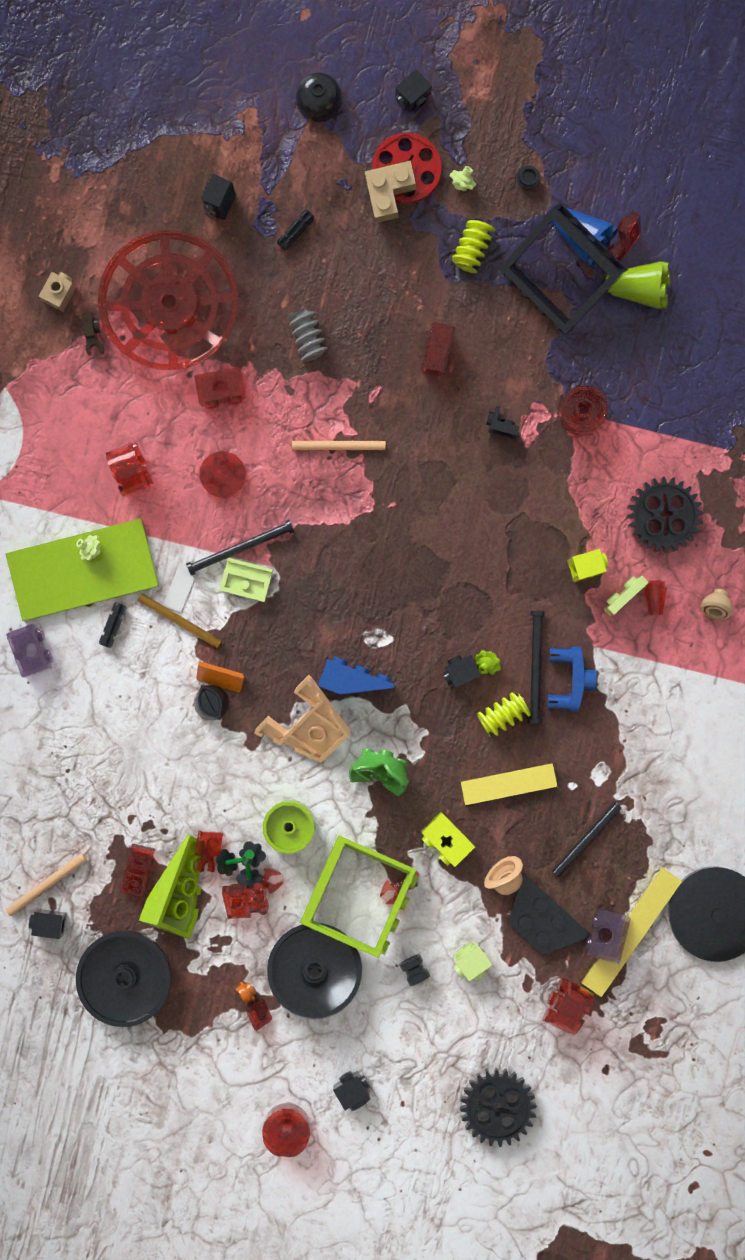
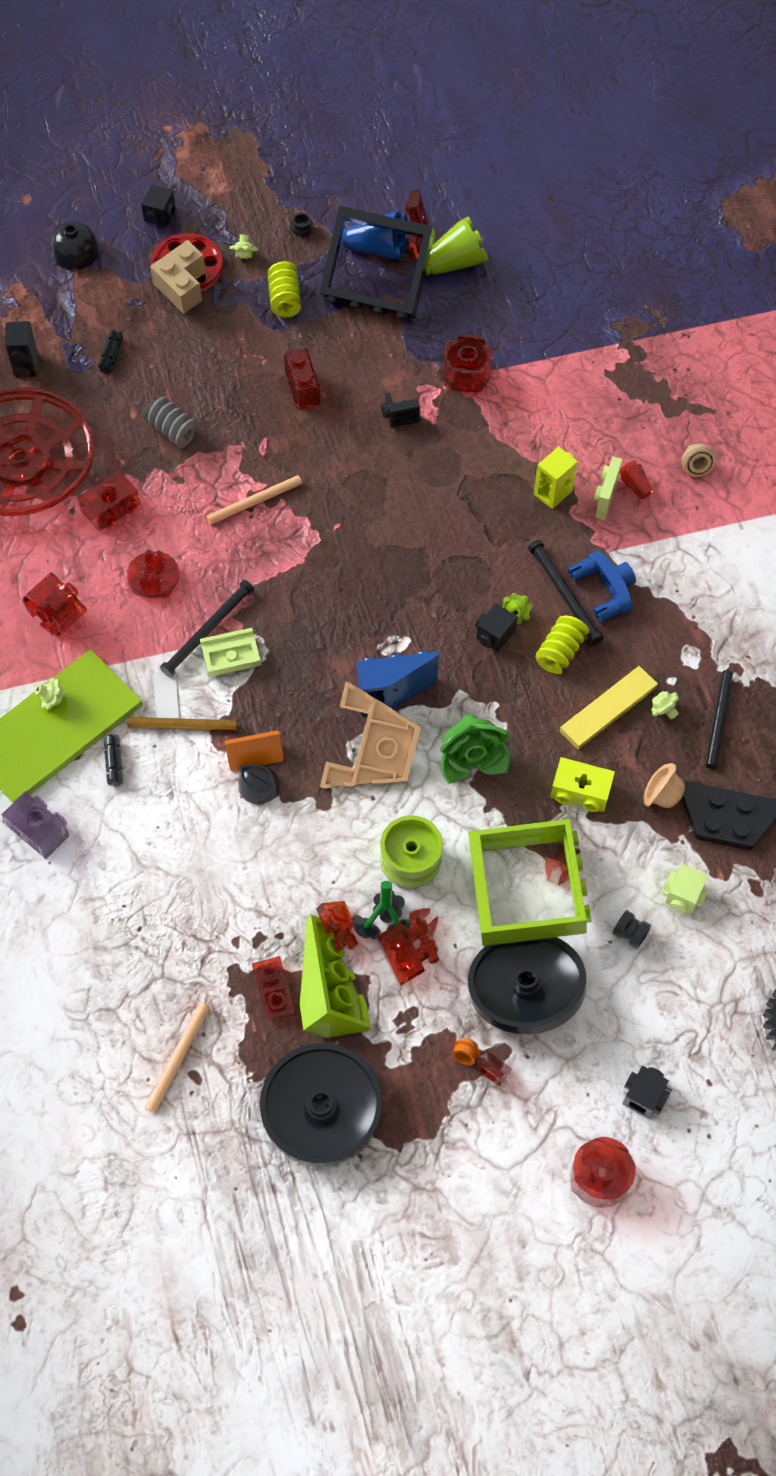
camera: 30 degrees left, 25 degrees down
(47, 923) = (201, 1094): black brick -> none
(551, 807) = (665, 704): none -> yellowish green plant
(686, 514) = (598, 412): black gear -> none

